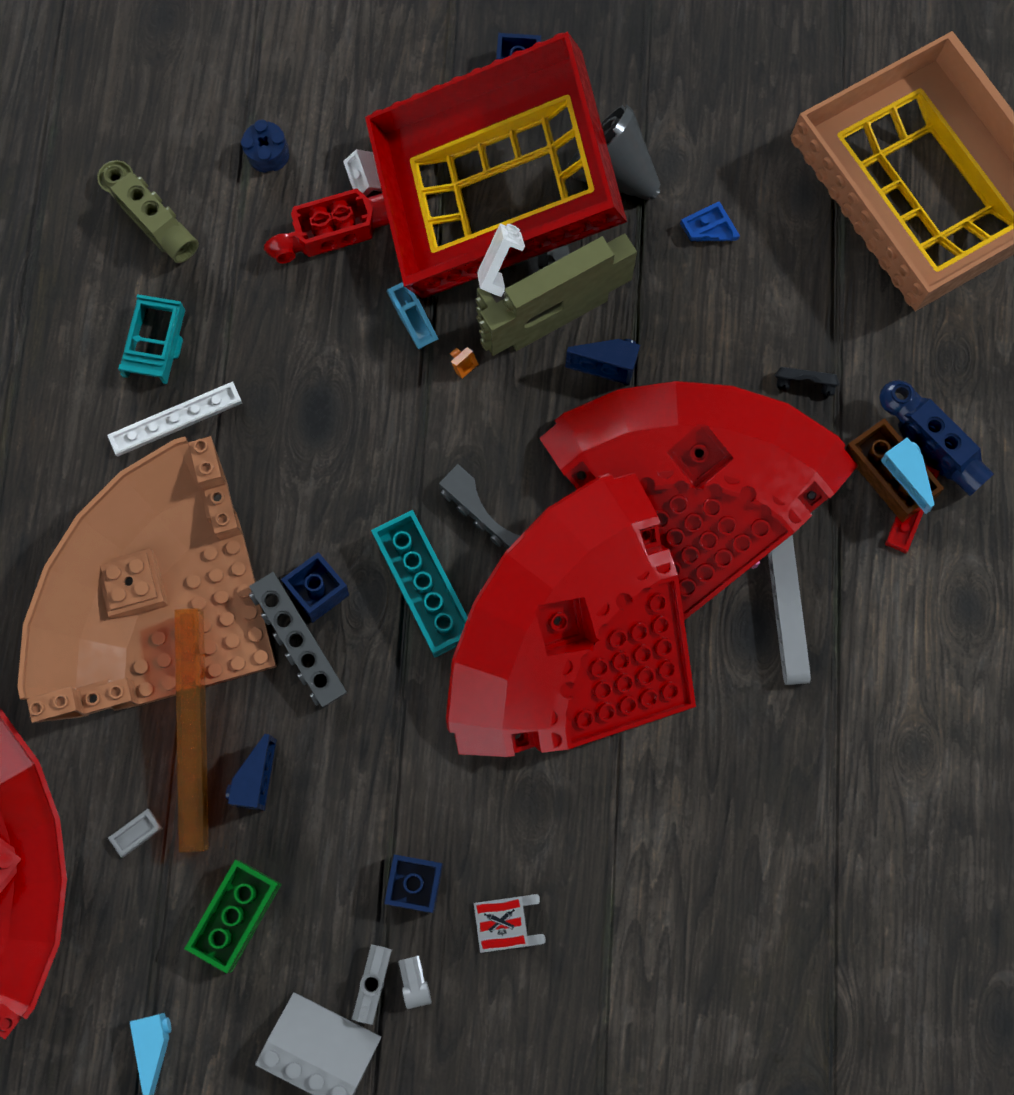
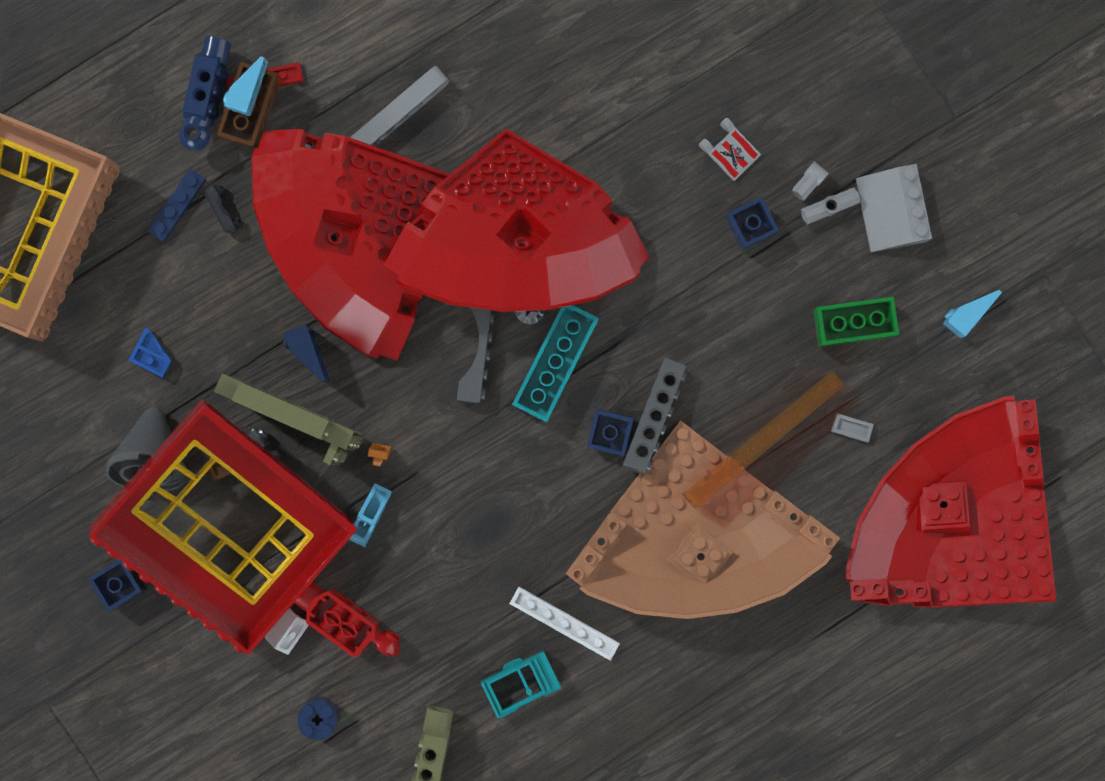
camera: 125 degrees left, 10 degrees up
(252, 780) = (770, 373): dark blue slope -> none
(488, 274) = (296, 467): white panel -> none
(840, 342) = (176, 205): none -> dark blue plate

